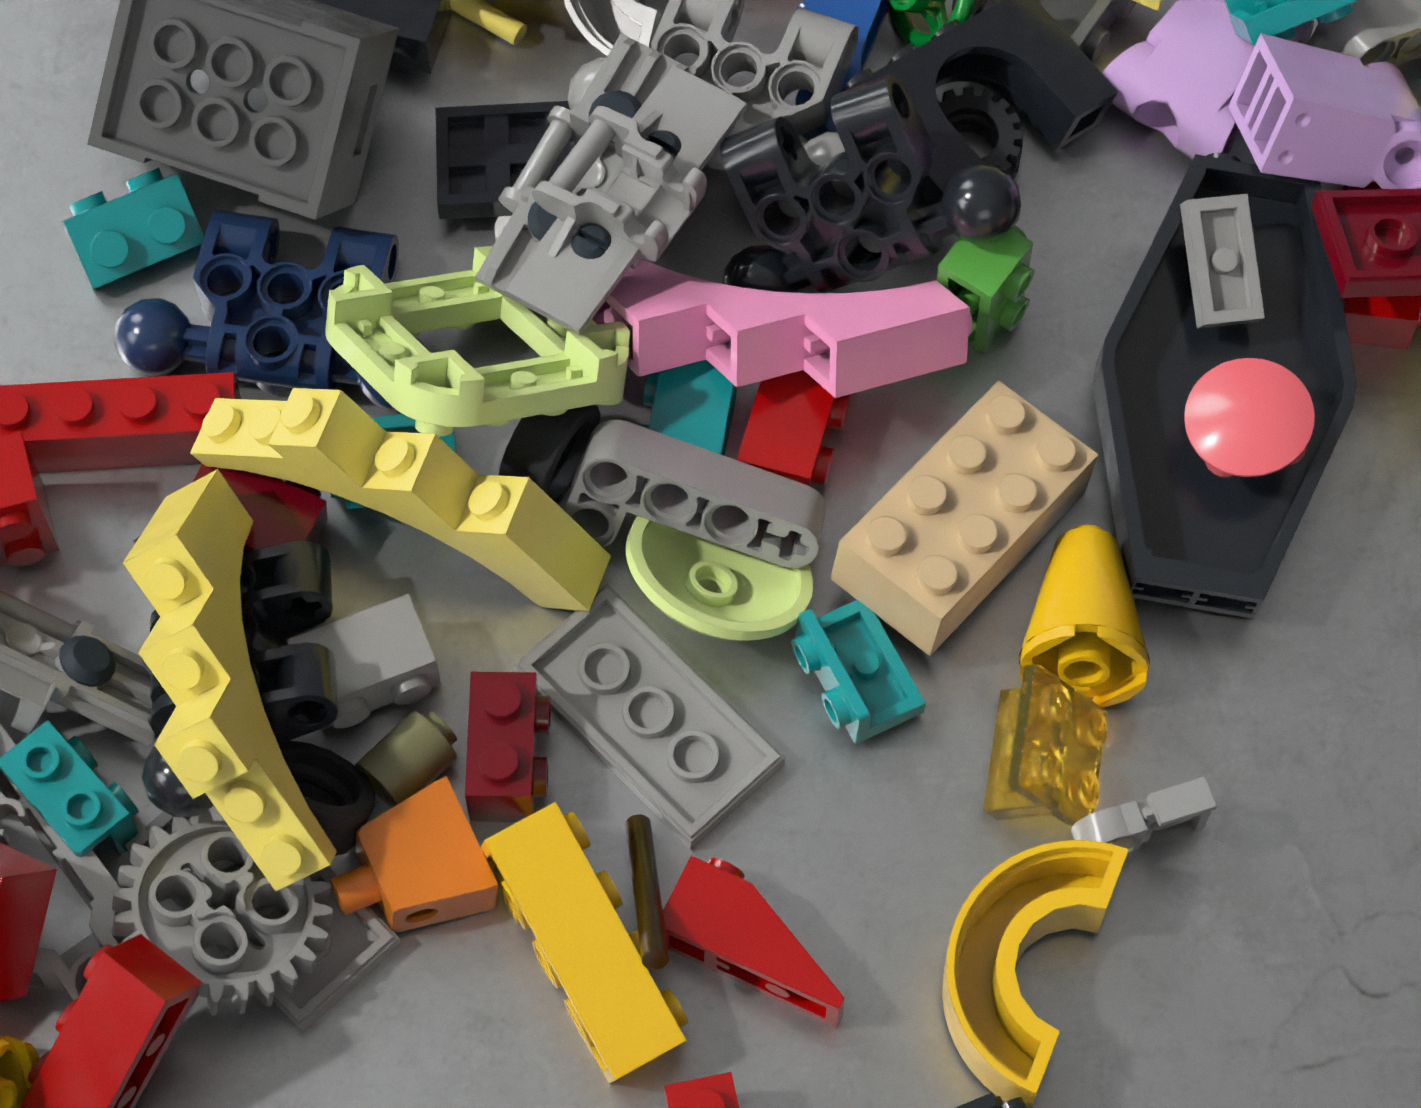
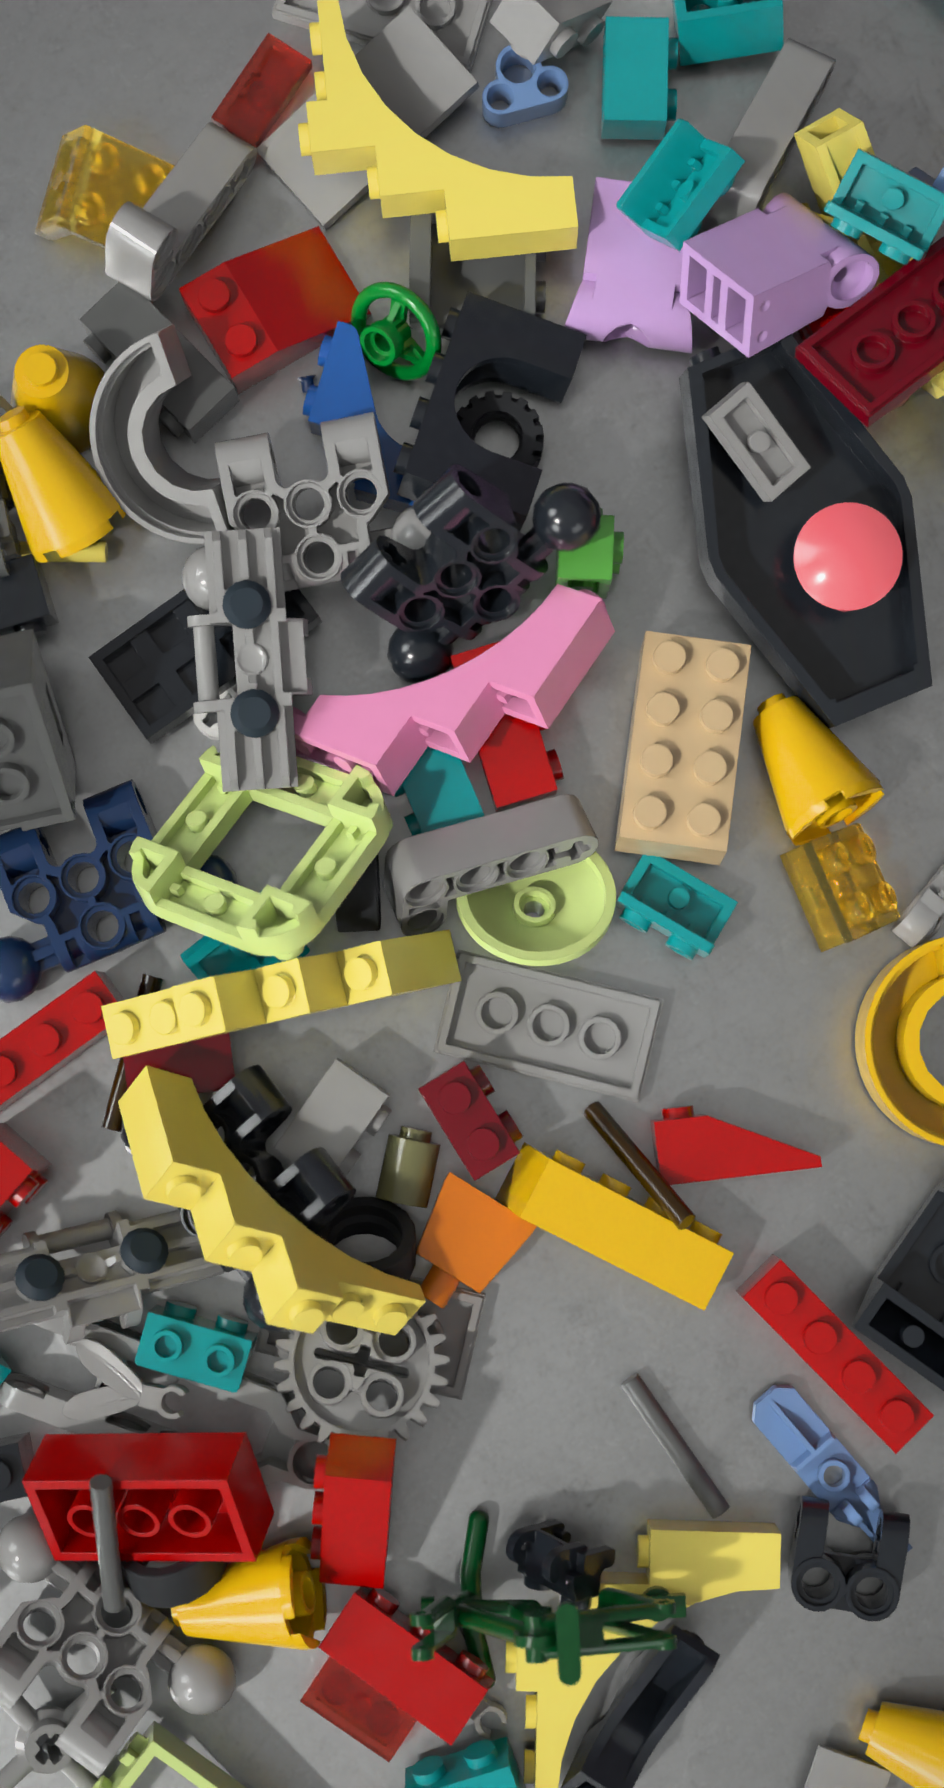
camera: 30 degrees left, 20 degrees up
(640, 212) = (321, 671): light grey piece -> none

